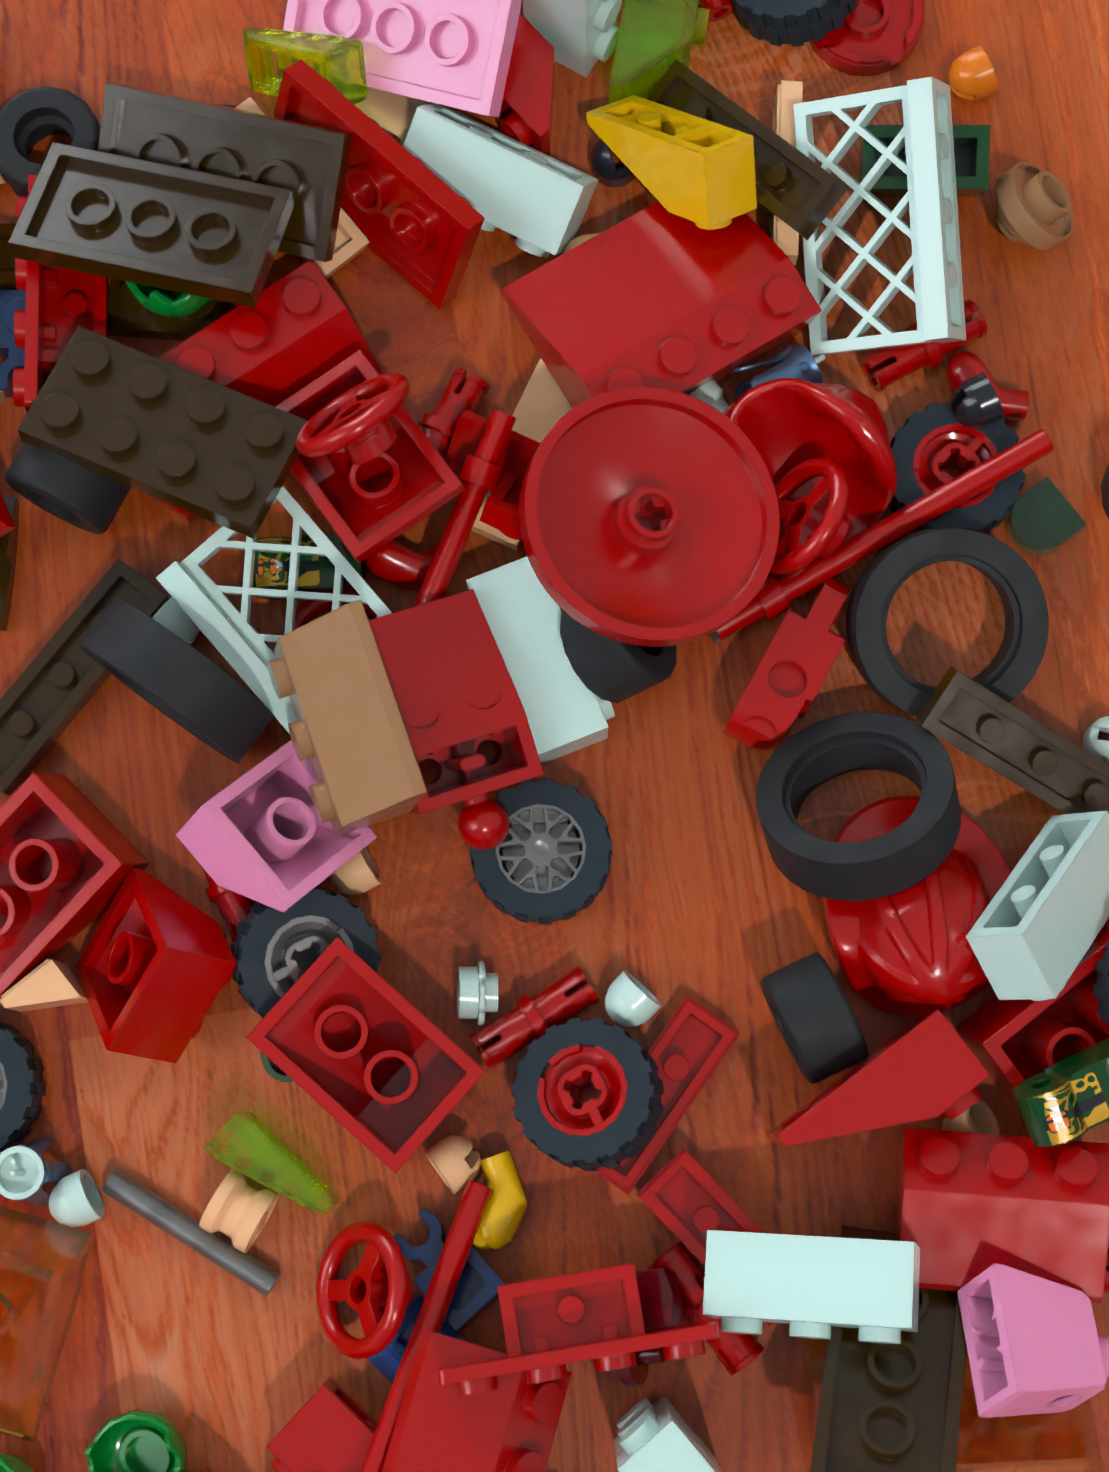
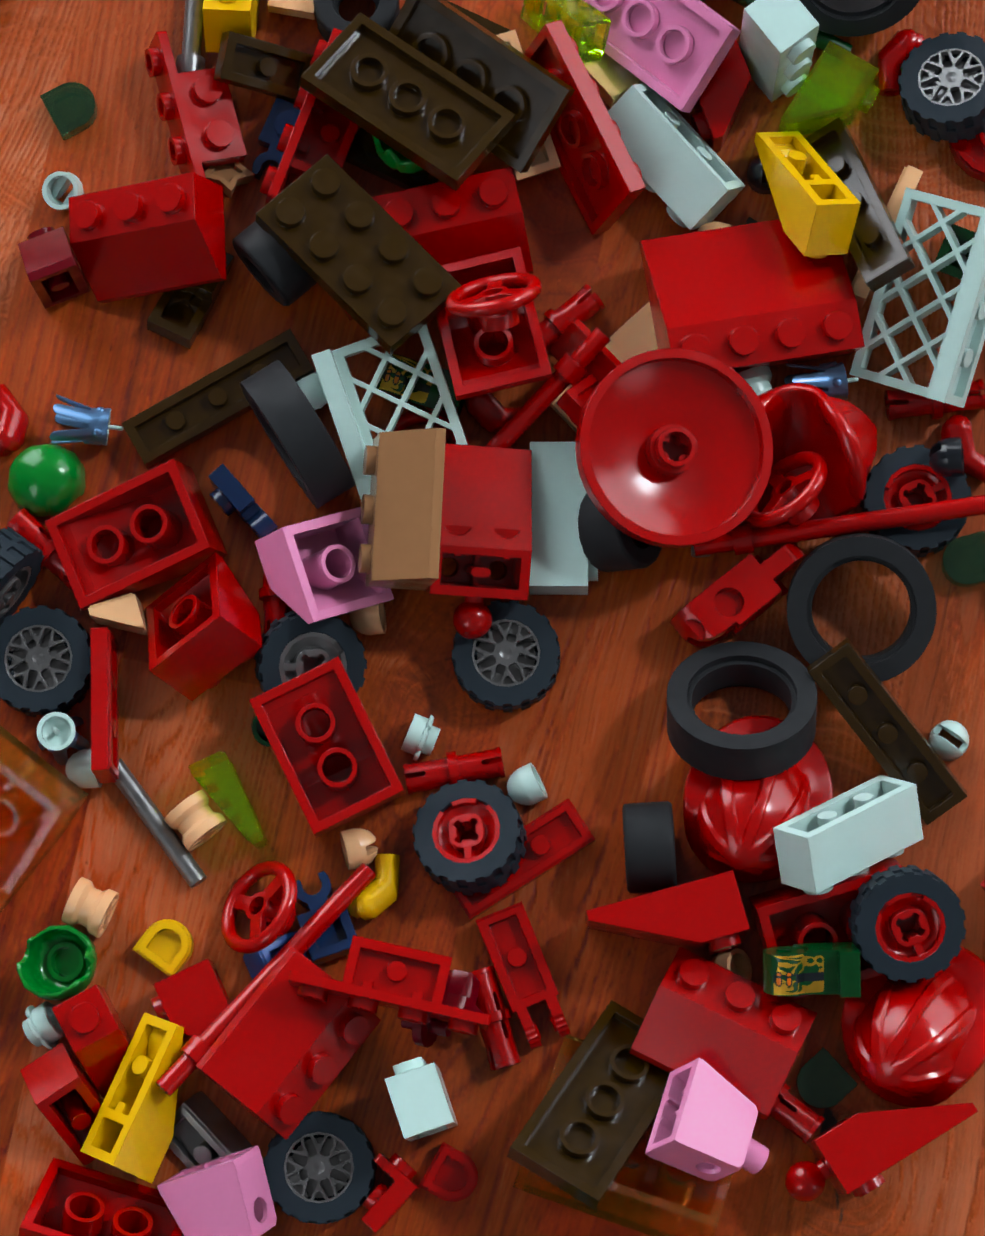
camera: 25 degrees right, 0 degrees up
(67, 1113) = (104, 705): none -> red tile
(128, 790) = (233, 497): none -> dark blue plate
(148, 1375) = (90, 907): none -> light nougat wheel
(264, 1383) = (166, 945): none -> yellow tile
(812, 1284) = (569, 1023): light aqua brick -> none

